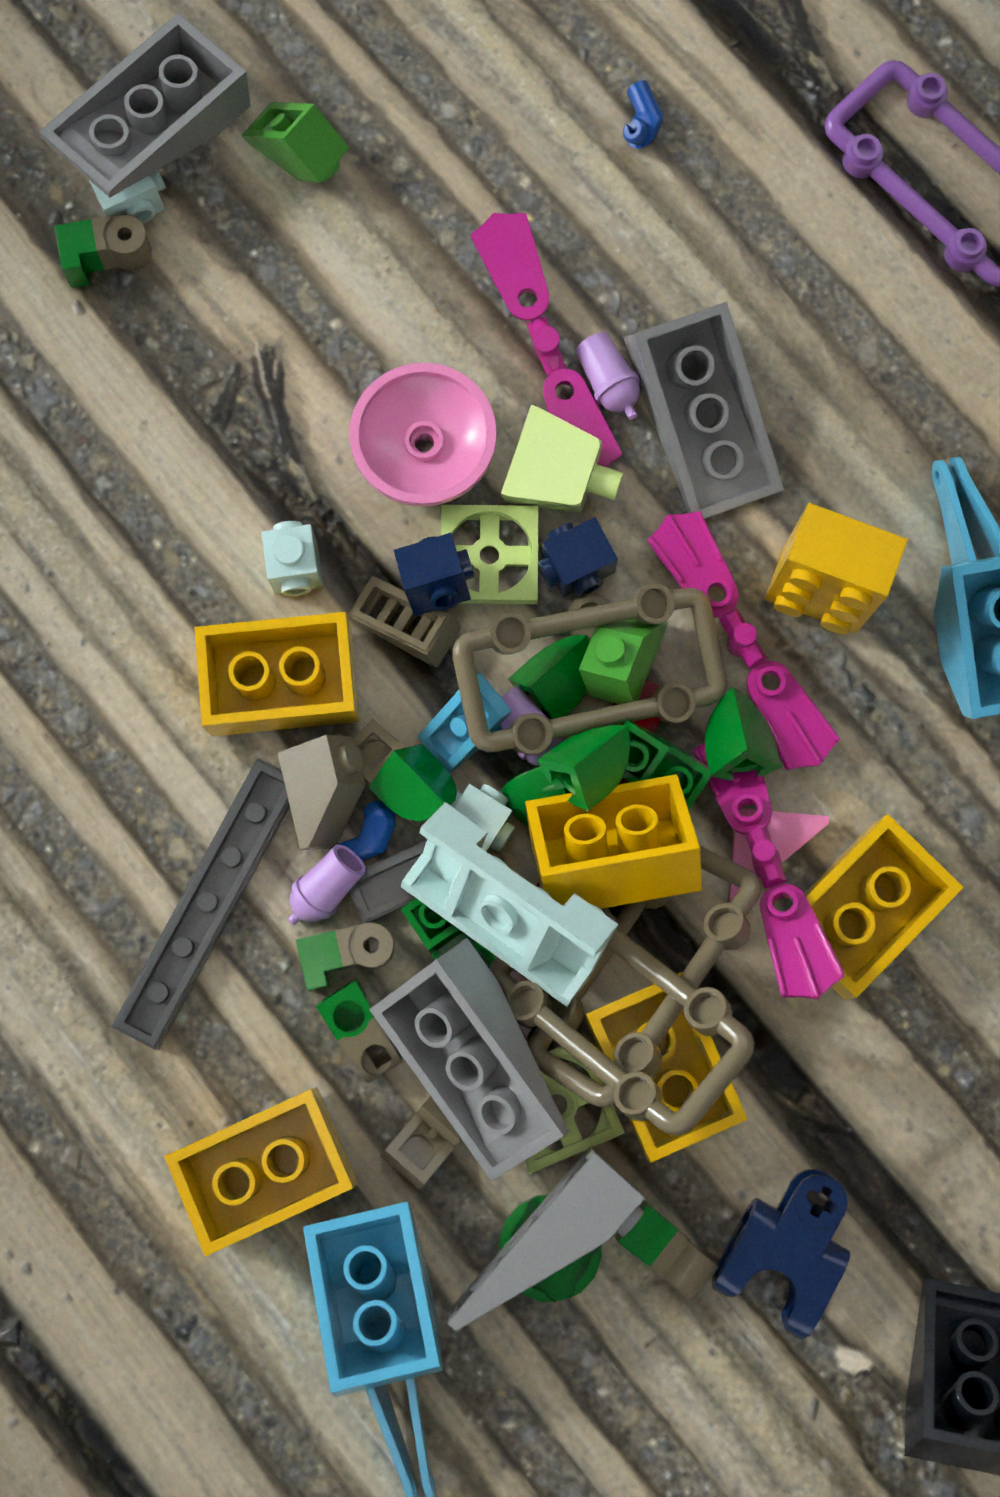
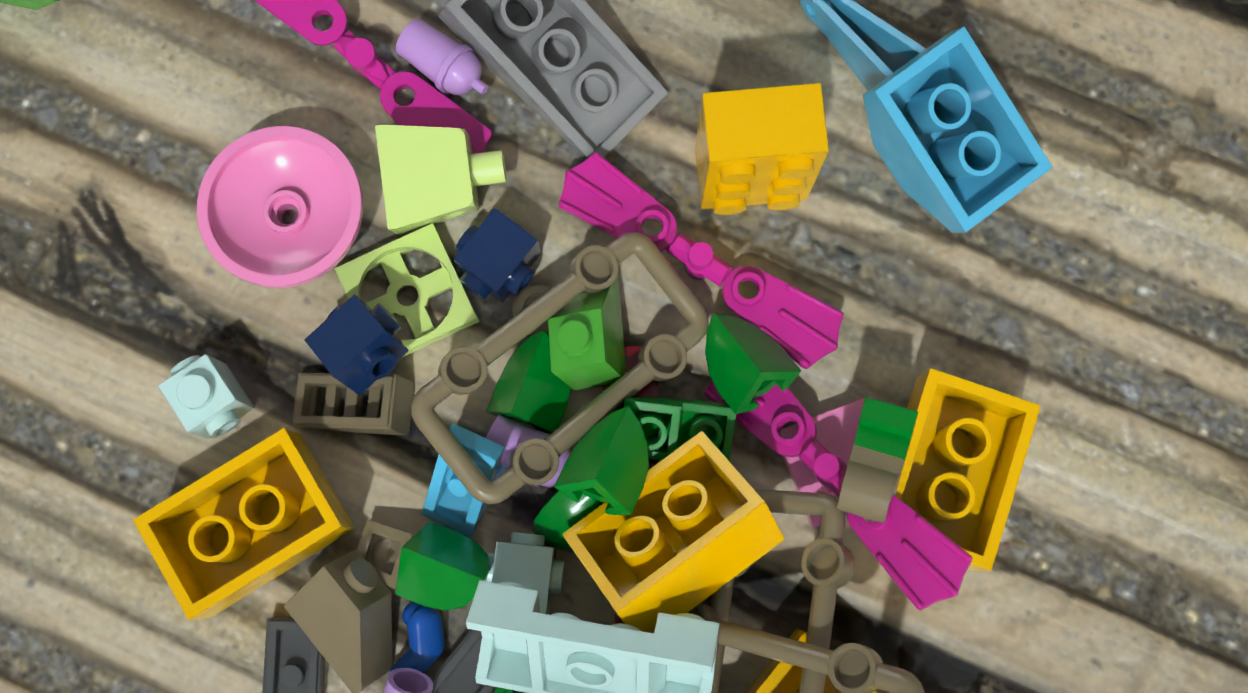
camera: 25 degrees left, 0 degrees up
(807, 862) = (876, 459): none -> leg

